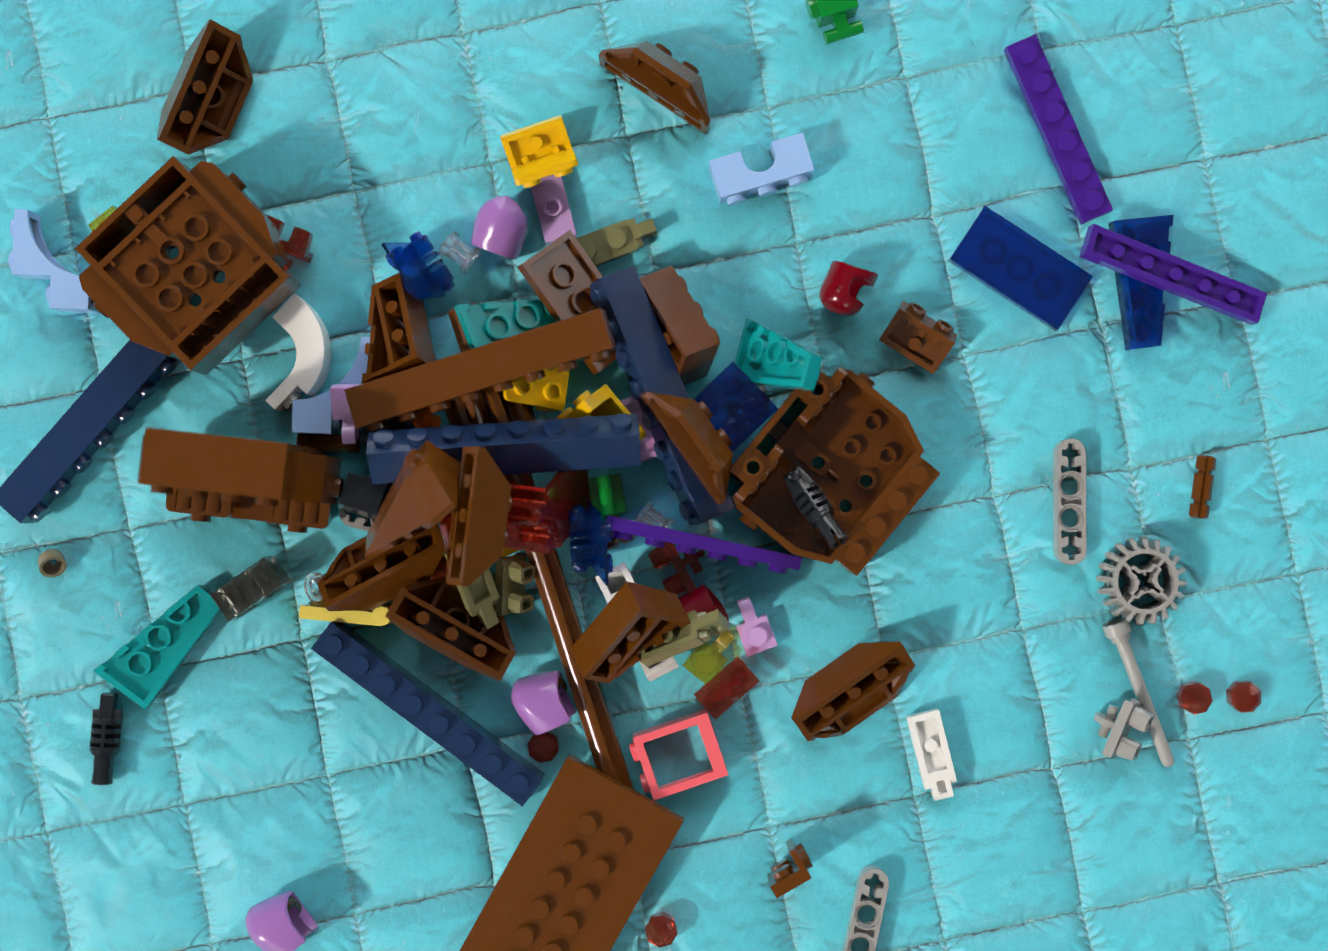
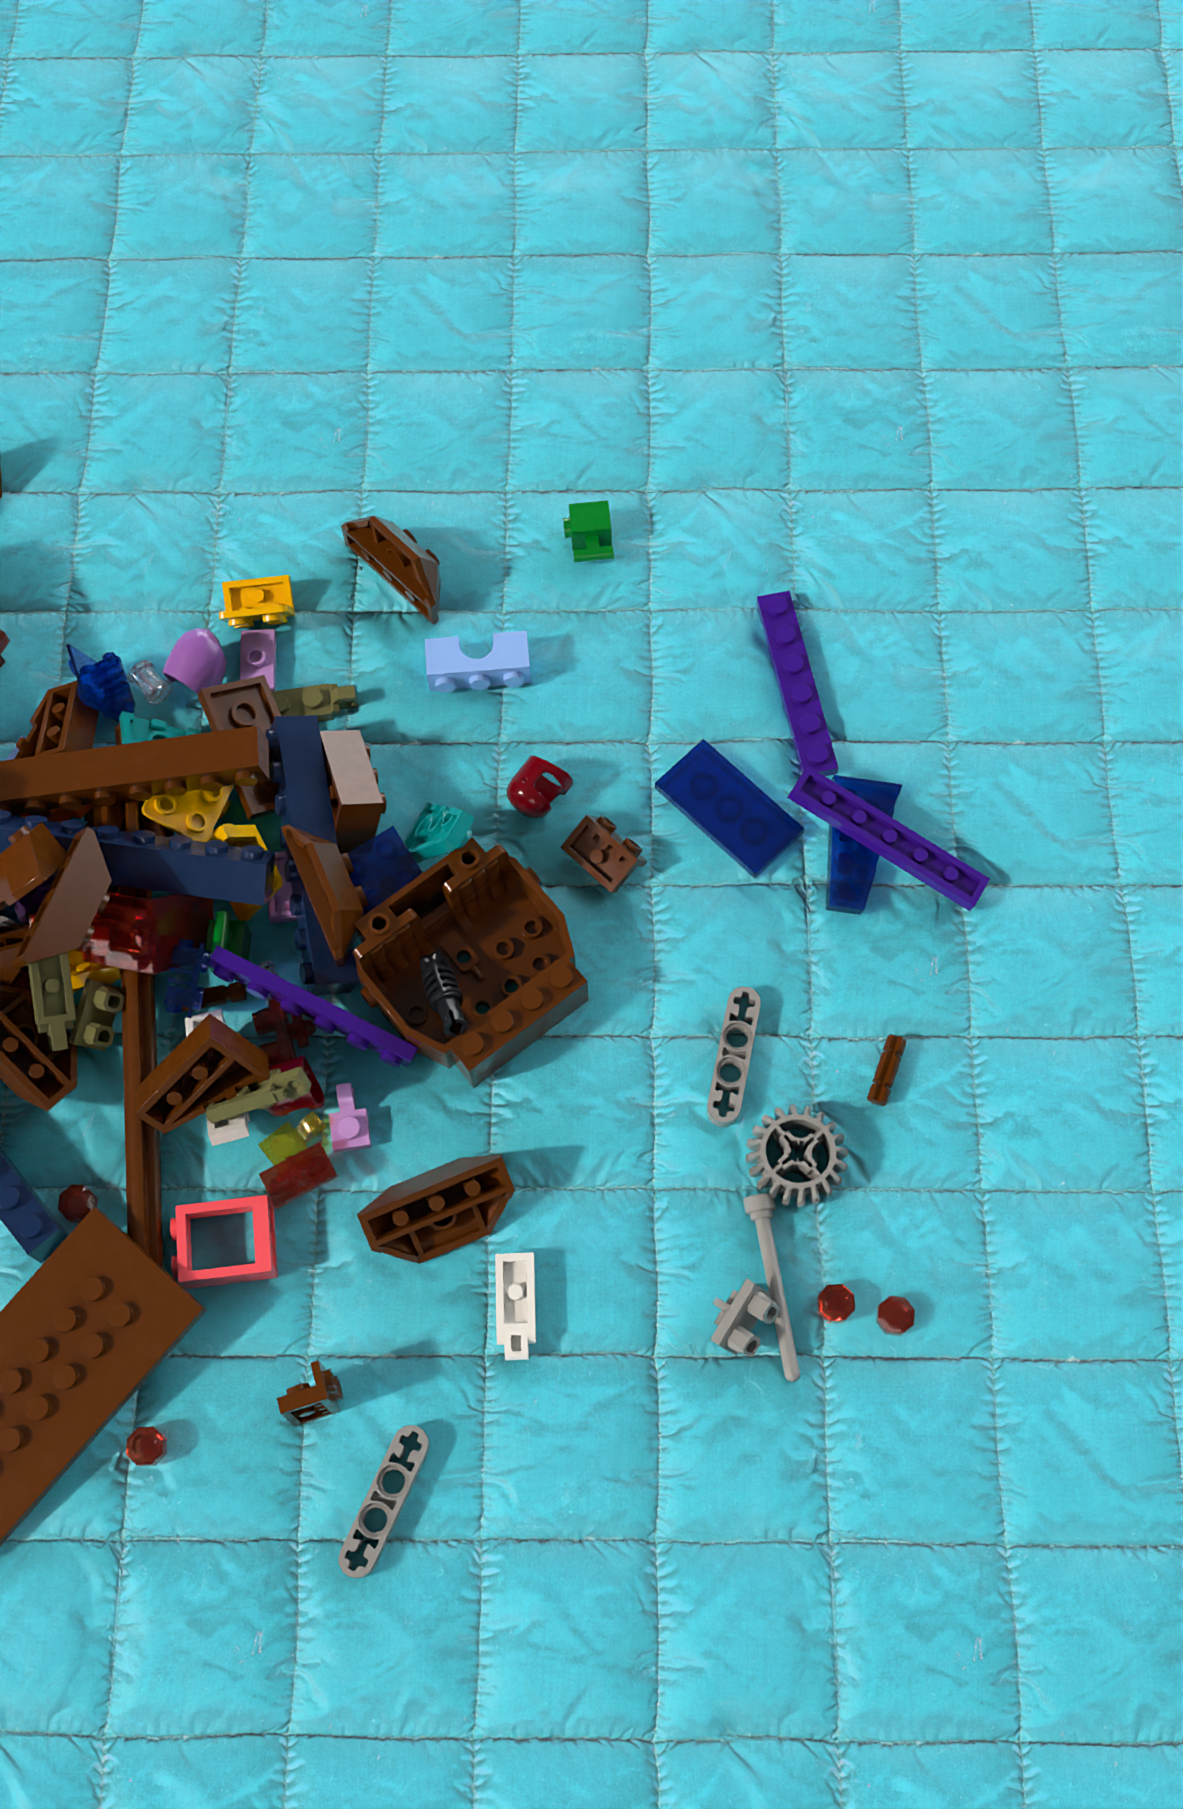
camera: 10 degrees right, 20 degrees down
(542, 701) = (91, 1149): medium lavender piece -> none

